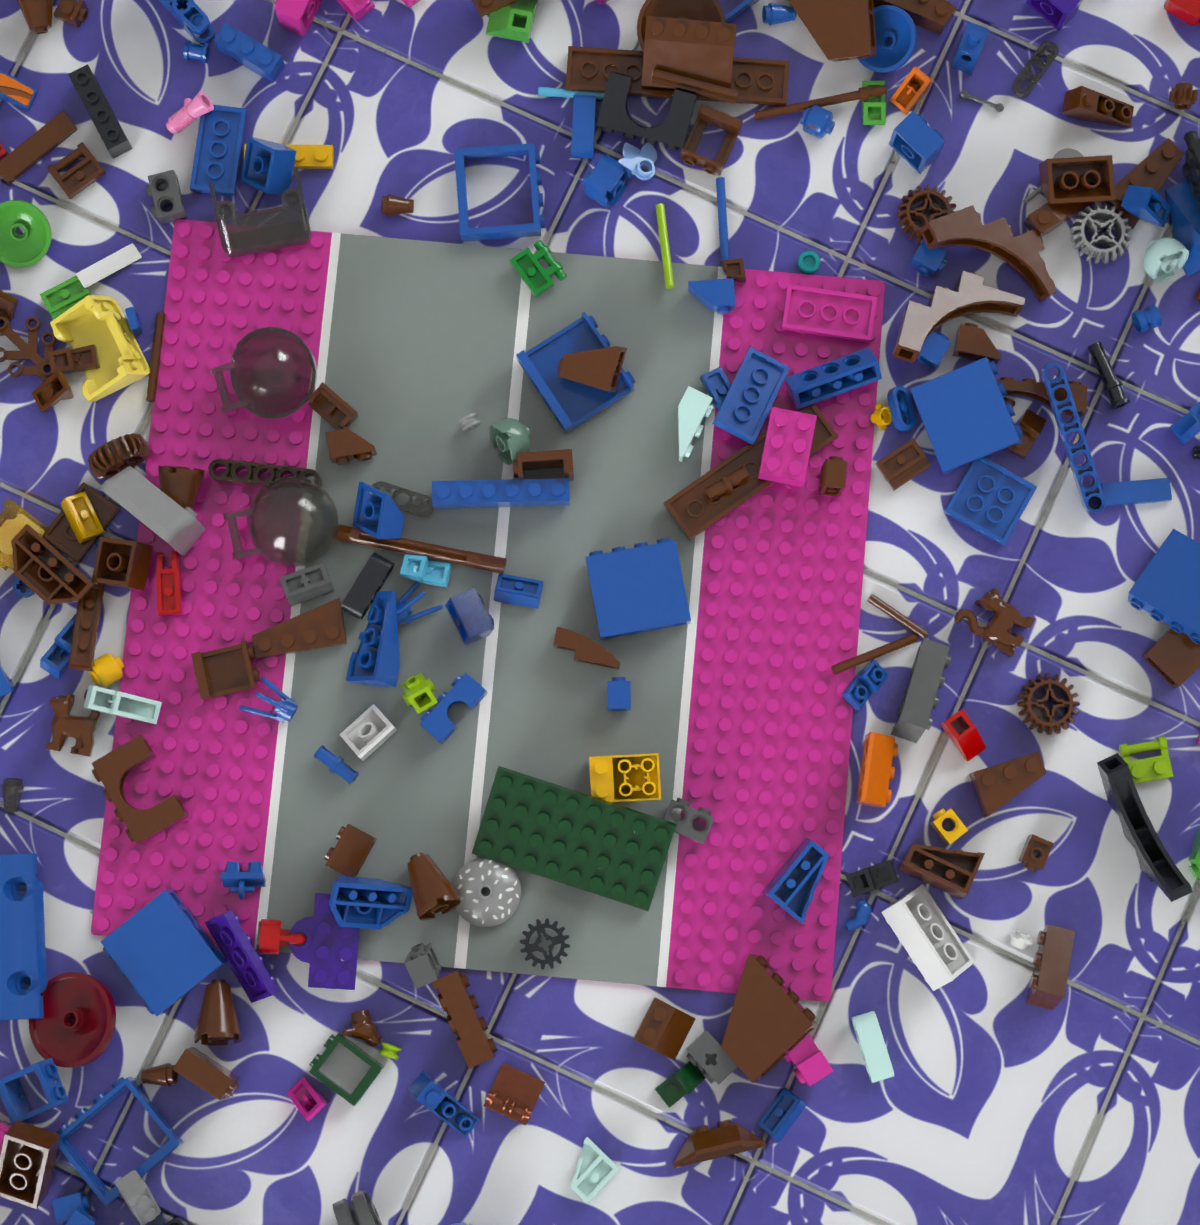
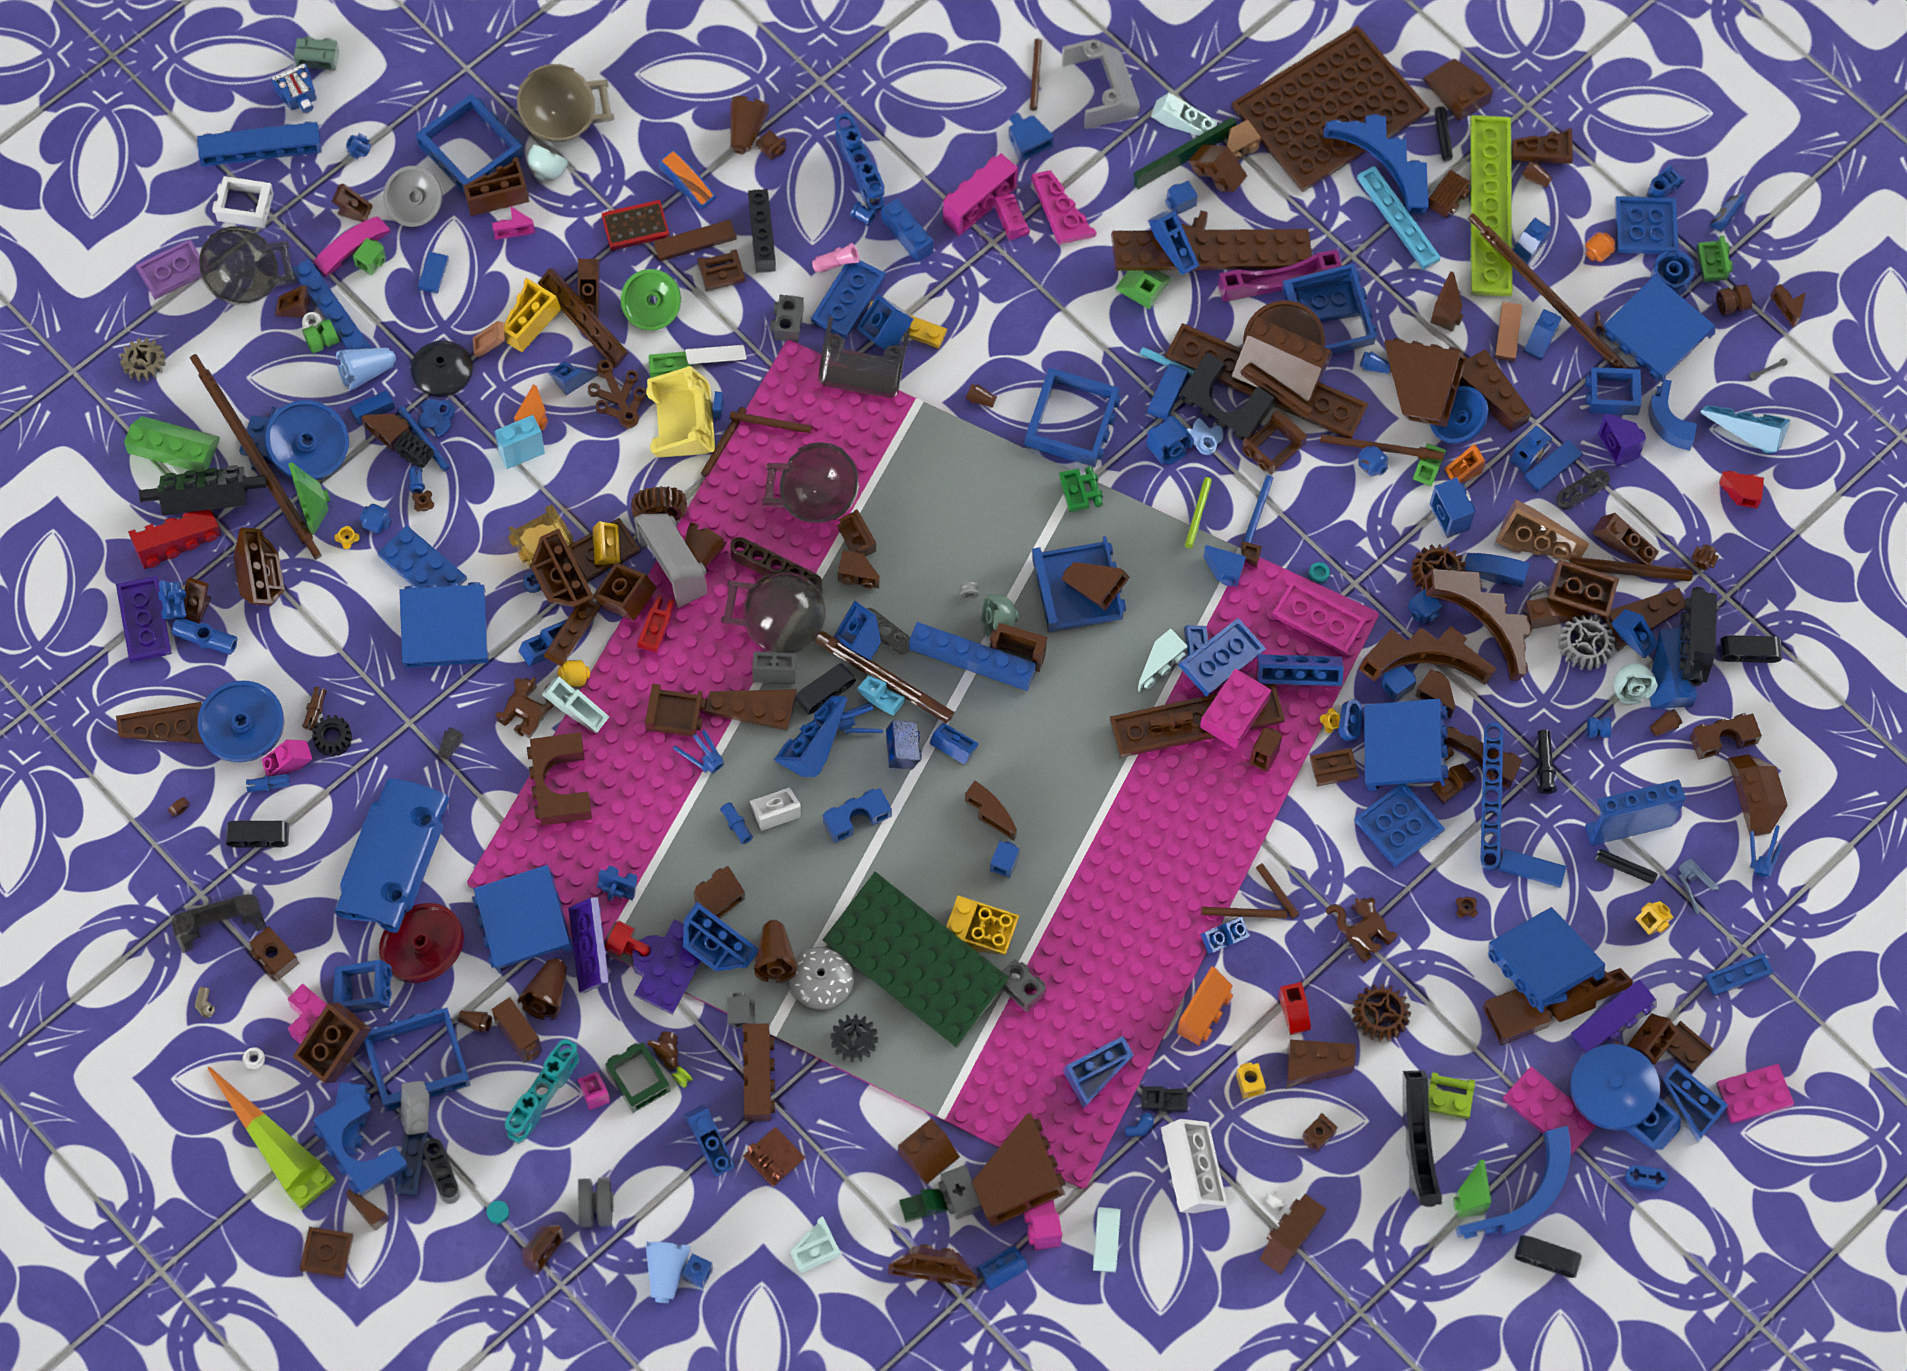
camera: 20 degrees right, 15 degrees down
(52, 391) = (625, 434): reddish brown slope -> none
(74, 360) = (654, 418): reddish brown slope -> none
(196, 318) = (770, 422): none -> reddish brown bar
(251, 1137) = (531, 1105): none -> teal piece
(419, 692) = (833, 796): lime brick -> none
(638, 589) = (1057, 779): blue panel -> none
(922, 691) = (1271, 958): dark grey wedge -> none
(942, 868) = (1230, 1111): reddish brown wedge -> none
(964, 94) = (1512, 488): dark grey hinge -> none
(983, 189) = (1497, 568): none -> blue slope
(996, 55) = (1553, 466): none -> blue tile
(1004, 135) = (1535, 533): none -> medium nougat wedge
(1090, 553) = (1466, 901): none -> reddish brown plate
(1114, 136) = (1634, 569): none -> reddish brown axle

